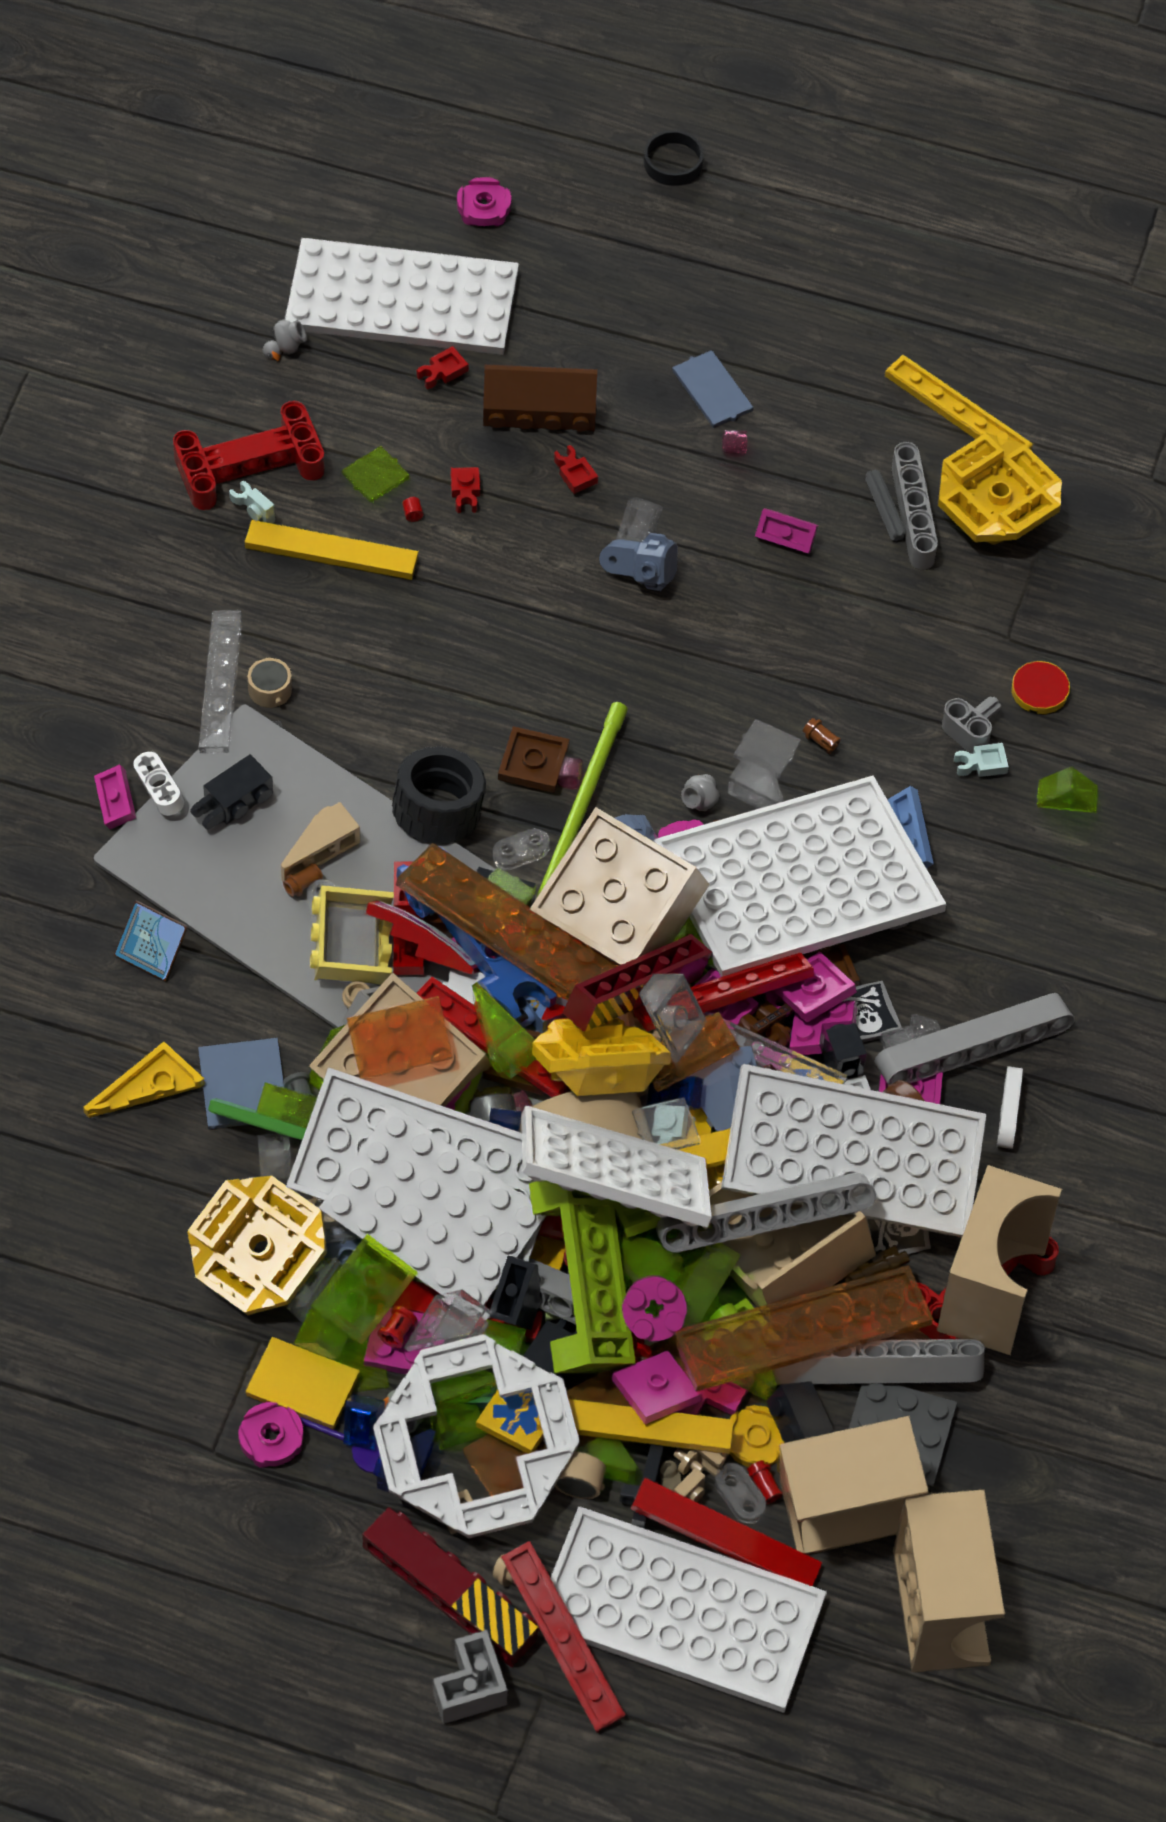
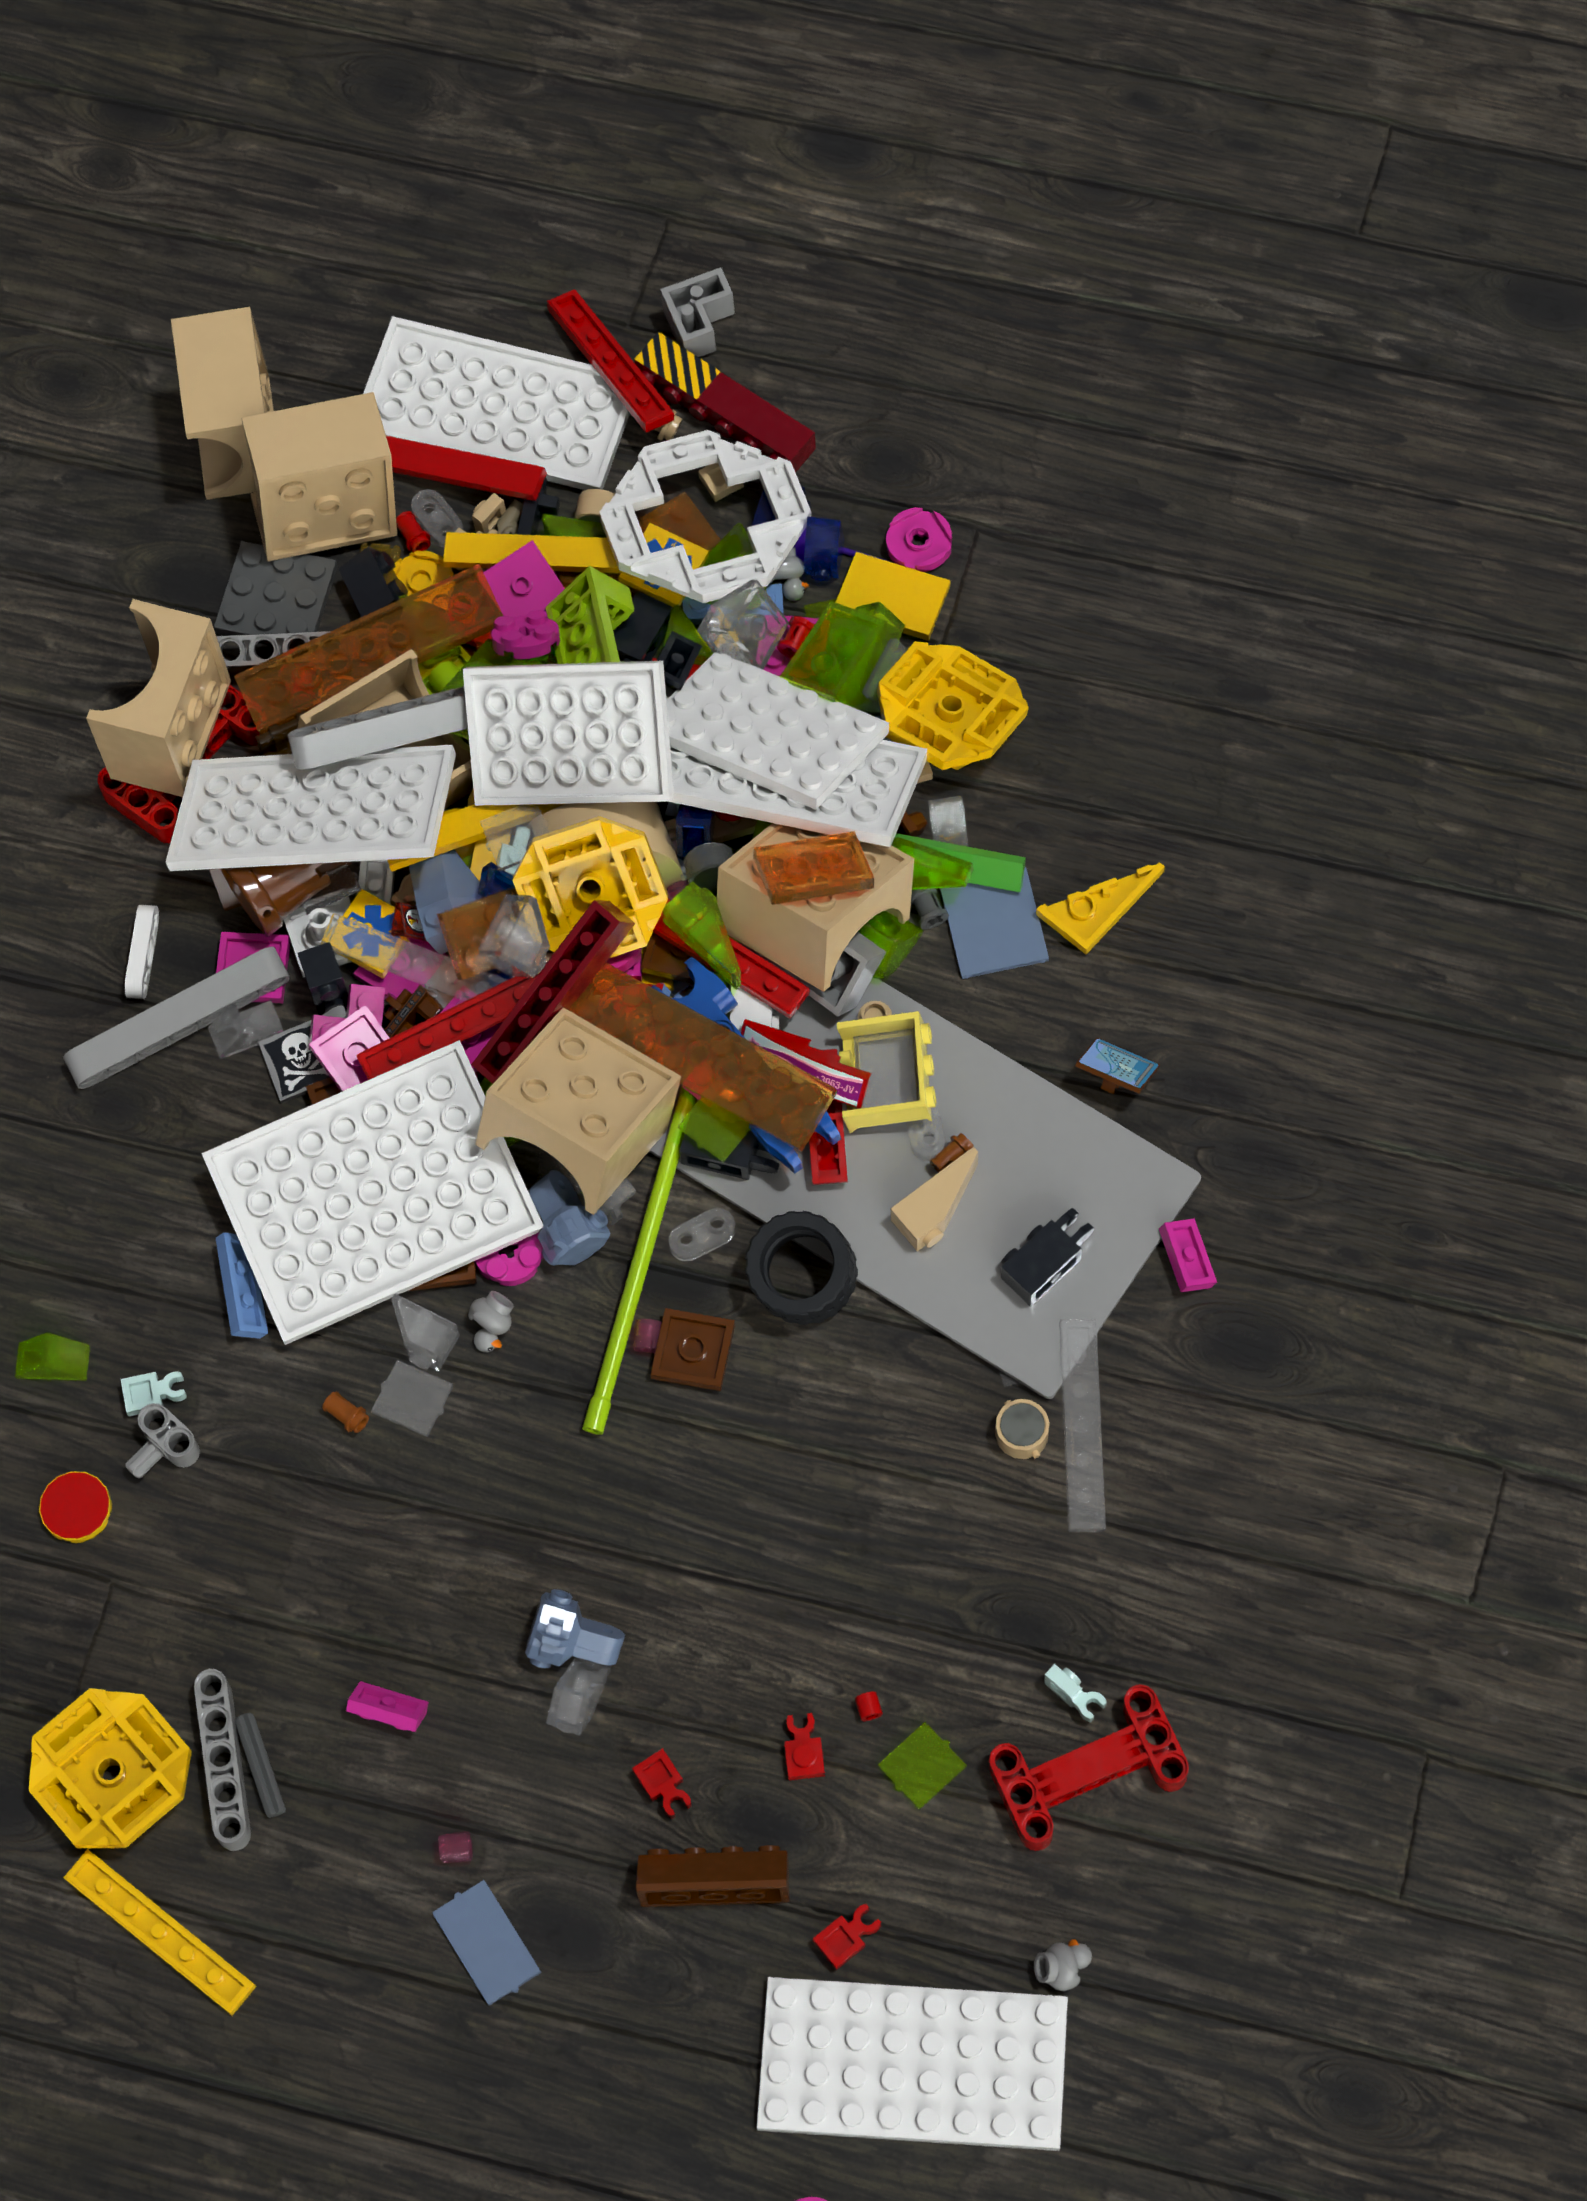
camera: 175 degrees left, 10 degrees up
(158, 793) = (1152, 1275): white beam -> none
(331, 549) = (966, 1638): yellow tile -> none

